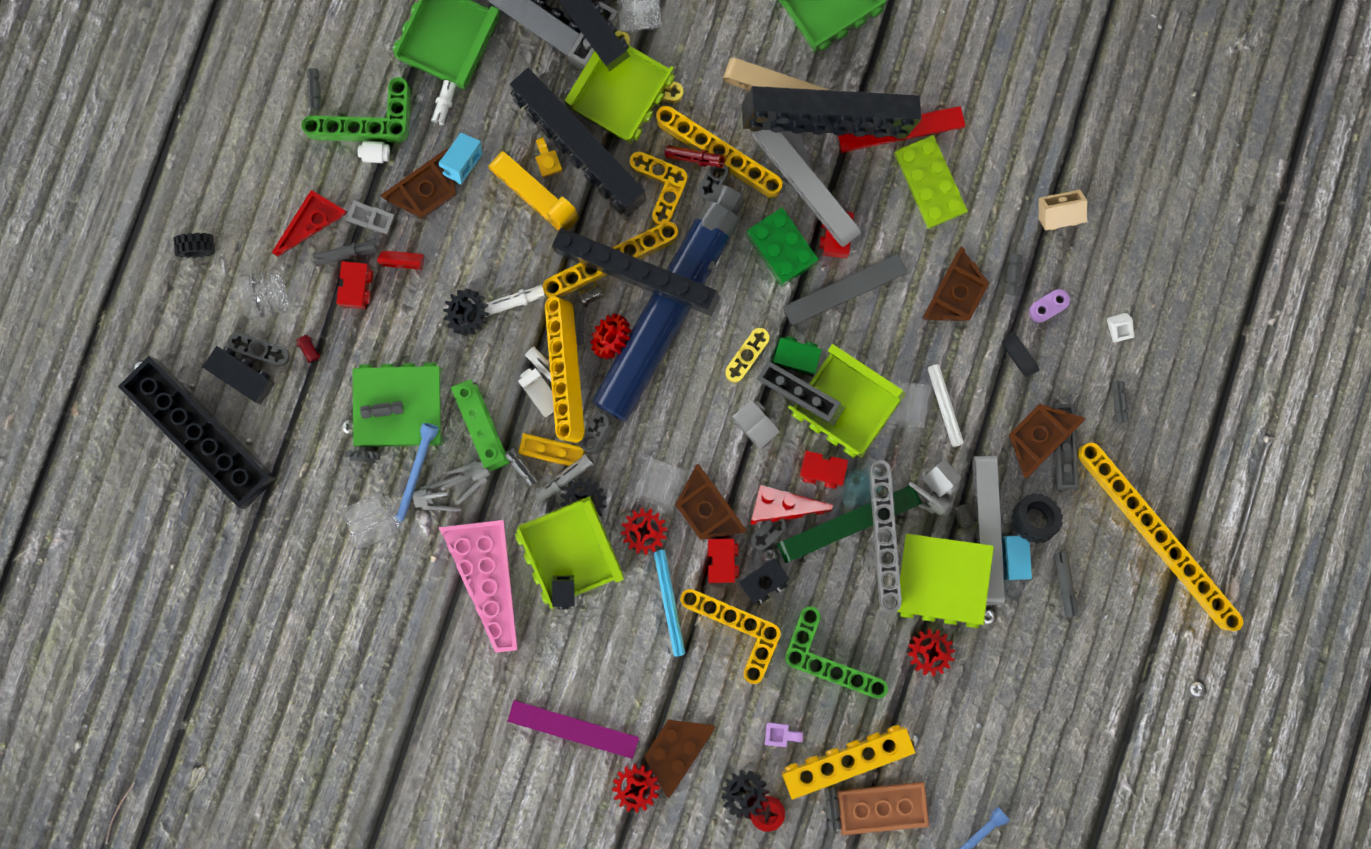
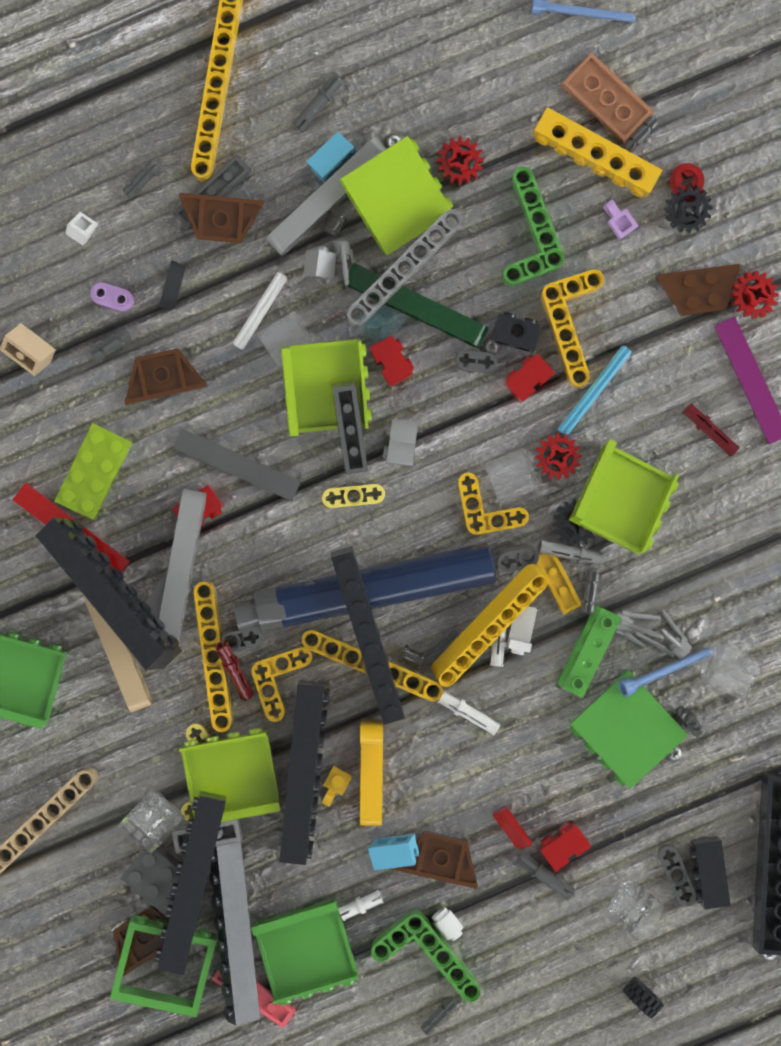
camera: 130 degrees left, 5 degrees up
(308, 348) = (643, 838): dark red pin -> none
(311, 218) = (540, 926): red wing -> none
(369, 217) = (501, 881): light grey slope -> none
(381, 409) = (642, 737): dark grey axle -> none
(469, 314) = (510, 742): black gear -> none
(484, 568) = (692, 552): bright pink wing -> none
(563, 591) = (658, 476): black brick -> none
(564, 664) = (710, 429): none -> dark red pin
(610, 336) = (432, 612): red gear -> none
(645, 437) = (487, 526): none -> yellow beam
(706, 508) = (499, 424): reddish brown wing -> none
(778, 504) = (448, 372): wing -> none
(781, 247) = (246, 541): green brick -> none
(797, 356) = (321, 456): green brick -> none
(1026, 528) = (272, 162): black tyre -> none

